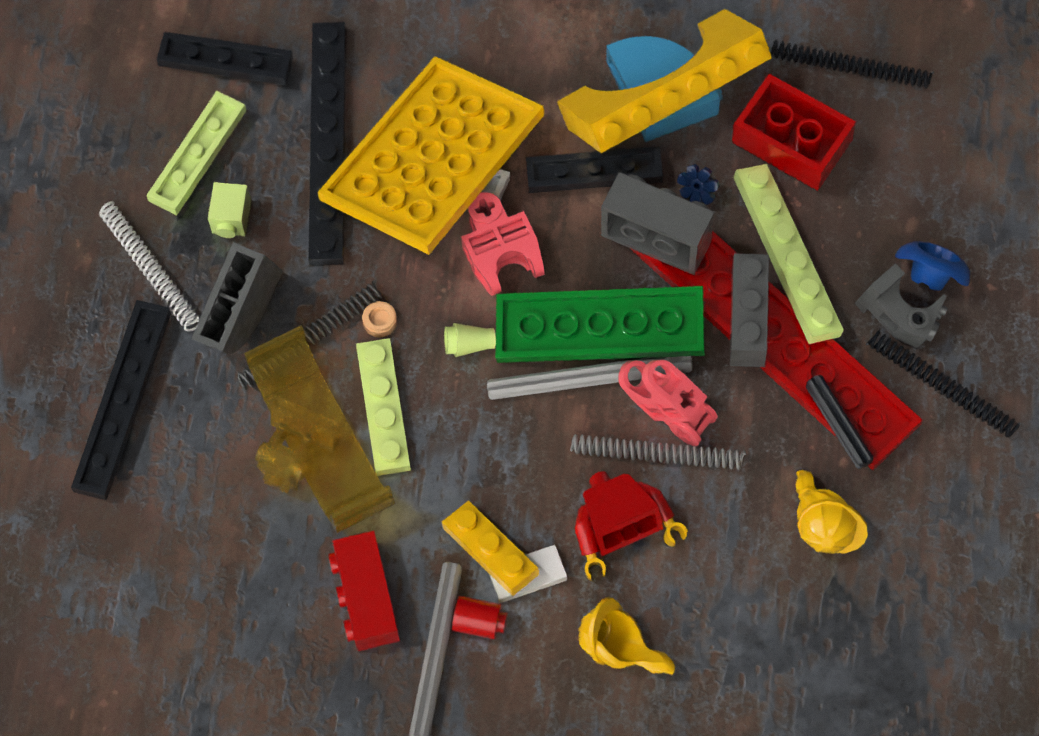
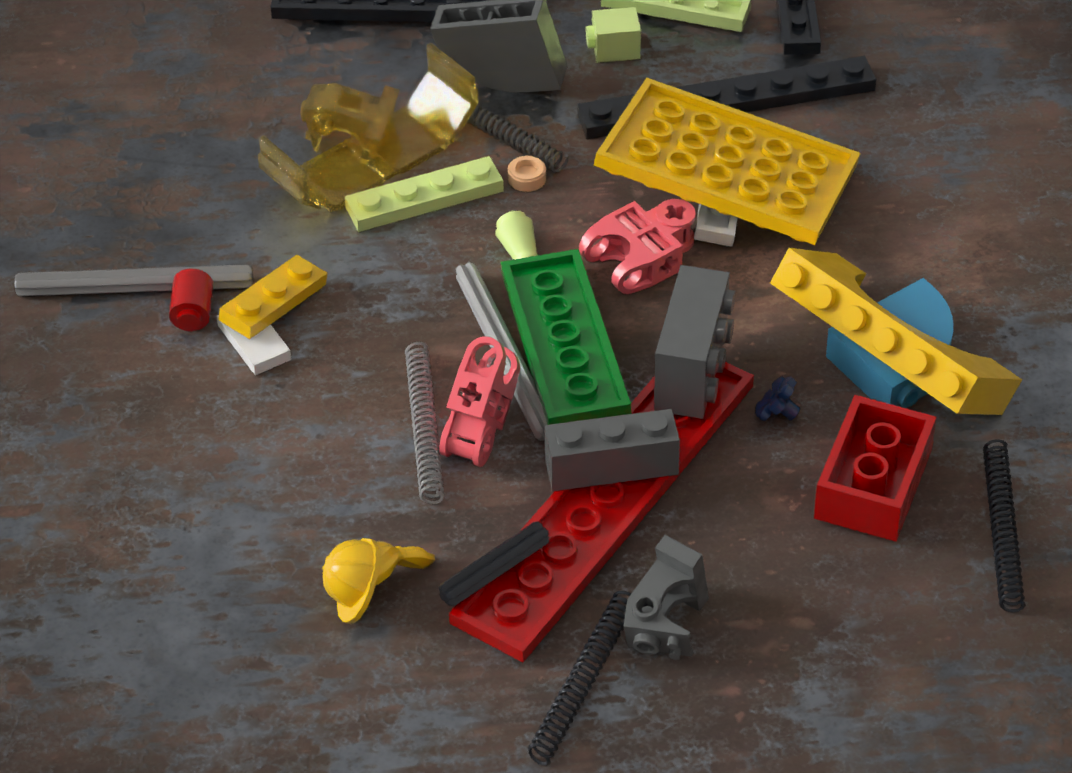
camera: 75 degrees right, 20 degrees down
(363, 591) = (205, 210): red brick -> none
(592, 169) = (767, 310): black plate -> none
(616, 640) = (182, 407): yellow piece -> none
(619, 514) = (331, 389): red torso -> none
(788, 254) = (709, 492): yellowish green plate -> none
(934, 264) = (741, 634): blue hat -> none

